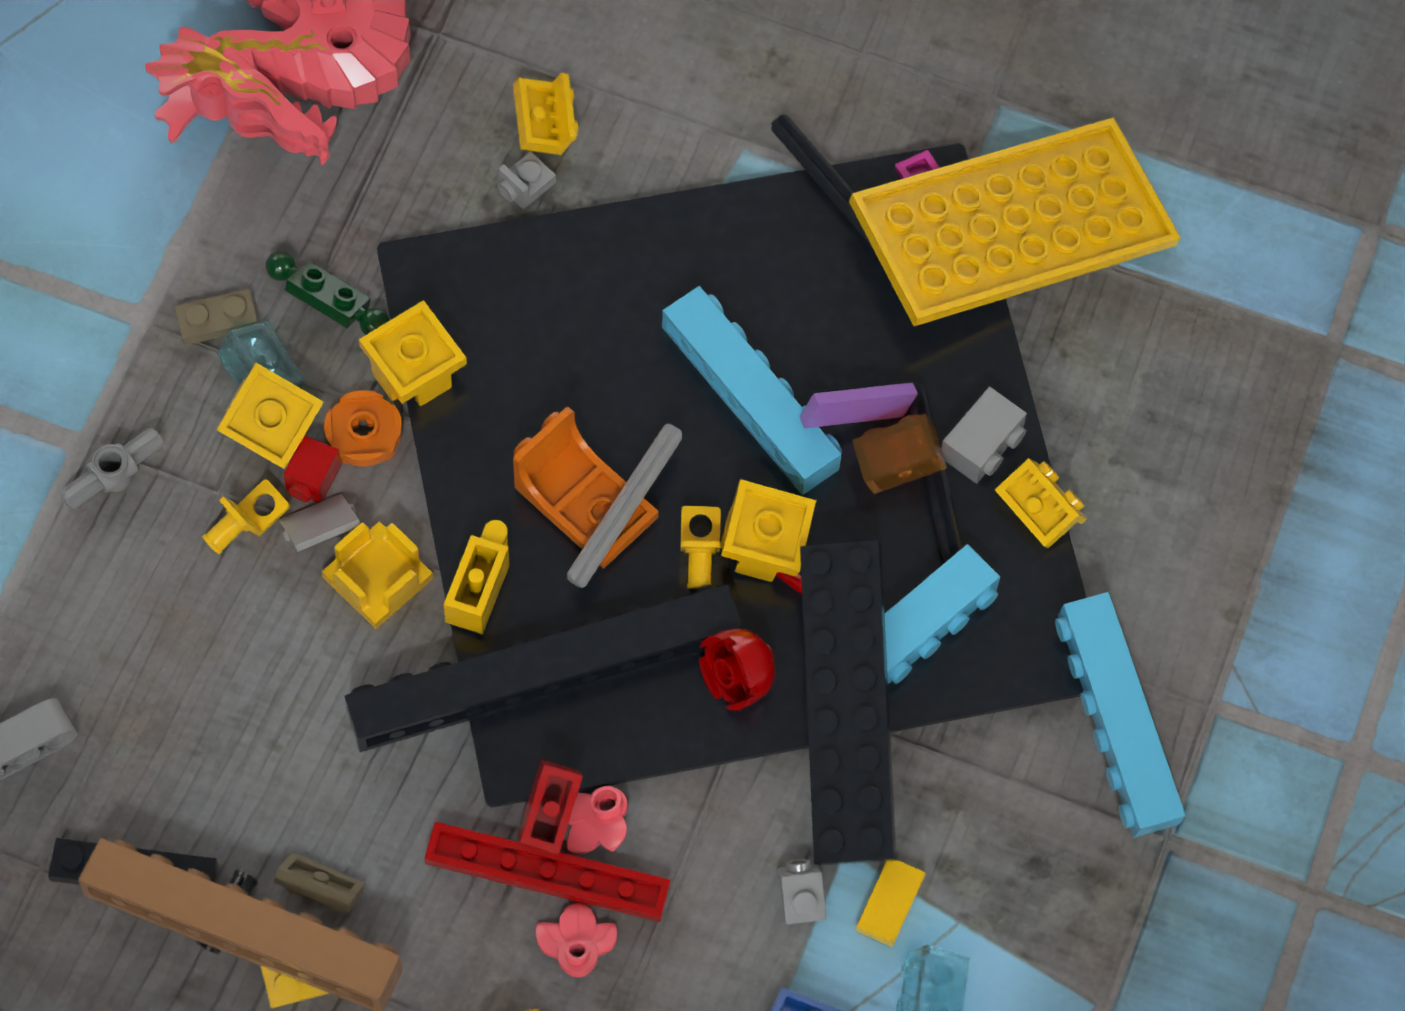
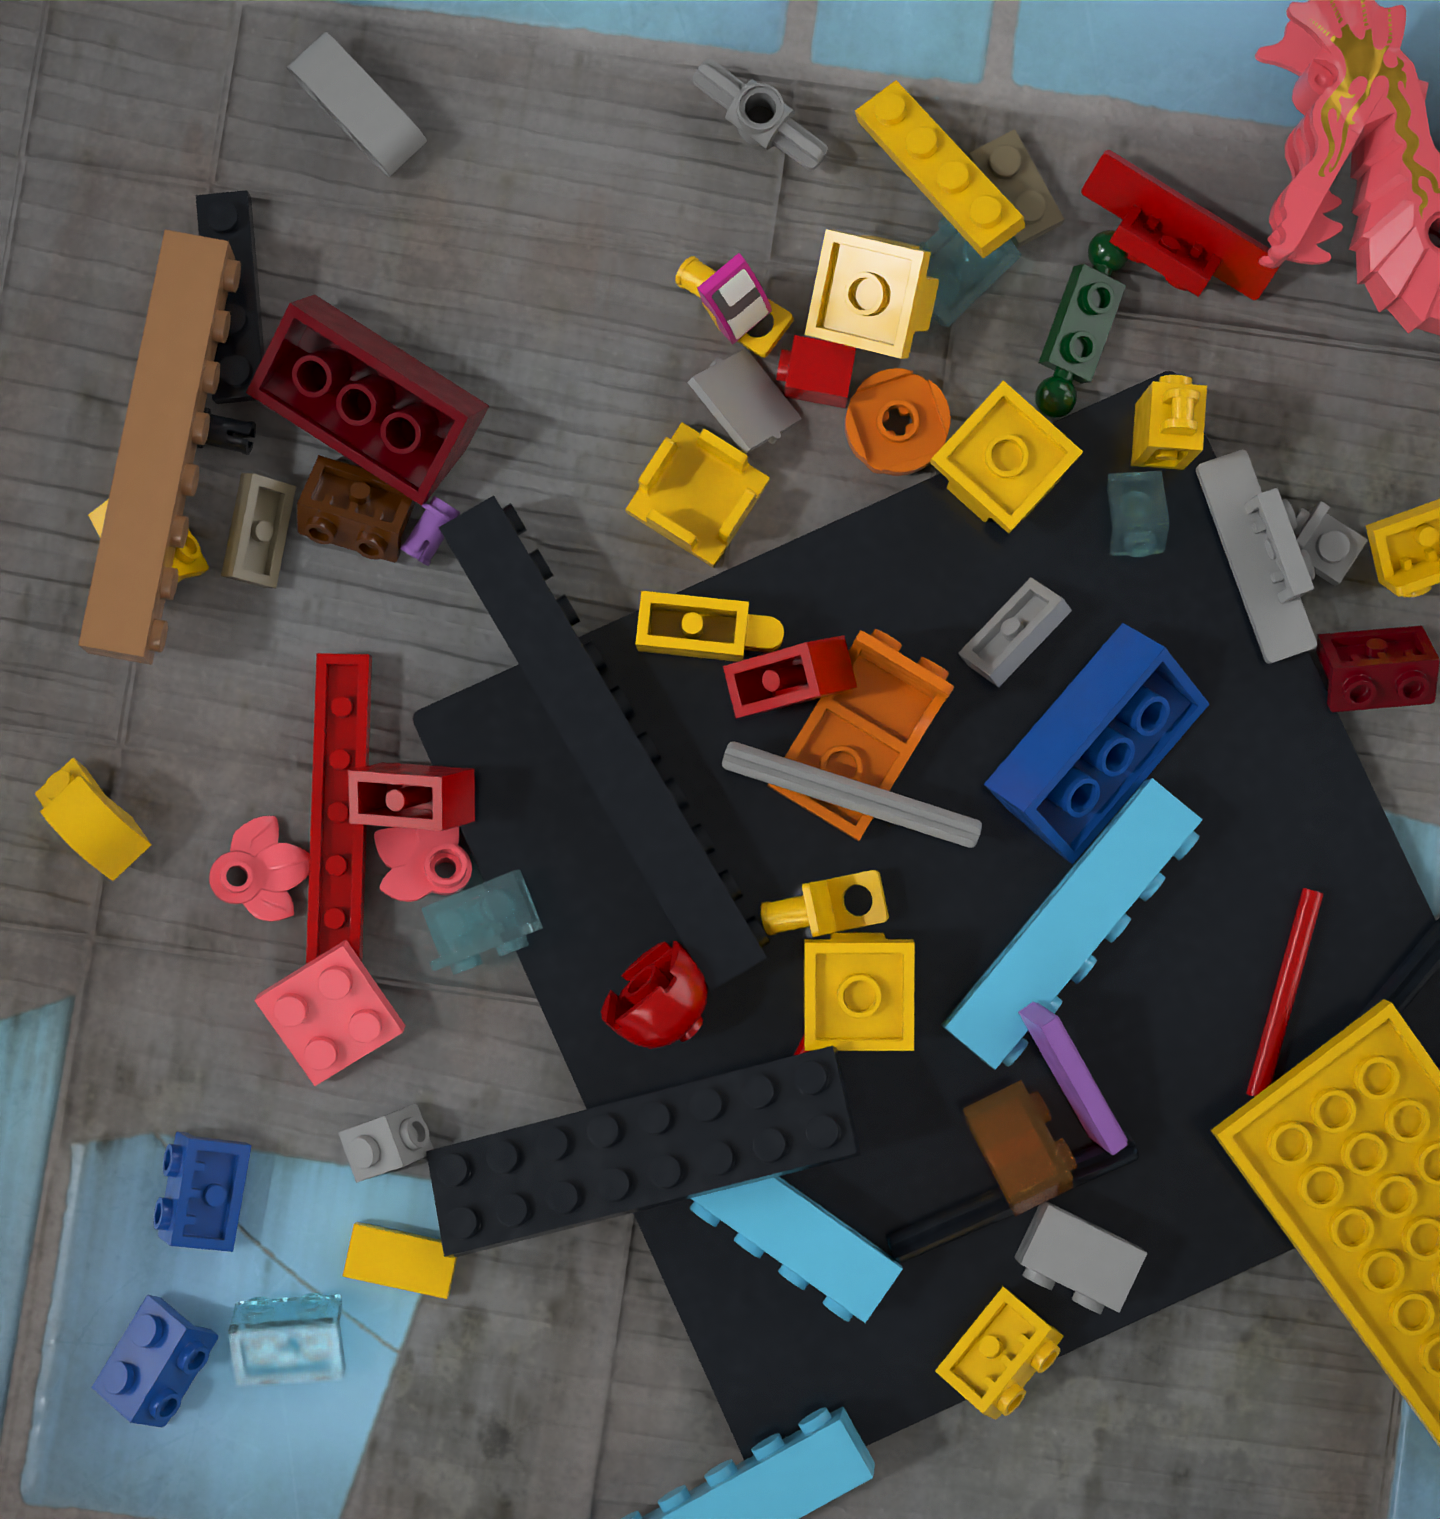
camera: 85 degrees right, 20 degrees up
(190, 355) = (940, 169): none -> yellow plate
(243, 780) = (366, 398): none -> dark red slope
(247, 502) = (735, 298): none -> slope
(280, 220) = (1175, 232): none -> red bracket
(323, 810) = (353, 510): none -> reddish brown bracket
(352, 761) = (426, 535): none -> medium lavender pin
(419, 244) = (1169, 423): none -> yellow brick
(473, 283) = (1138, 513): none -> clear light blue bracket
(523, 211) = (1261, 554): none -> light grey bracket
(531, 523) = (790, 676): none -> red brick
(536, 379) = (1015, 632): none -> light grey plate
(621, 163) = (1379, 668): none -> dark red bracket
(627, 345) = (1098, 742): none -> blue slope
(654, 785) = (480, 919): none -> clear light blue bracket
(695, 906) = (330, 1013): none -> coral plate
(831, 270) = (1285, 991): none -> red bar

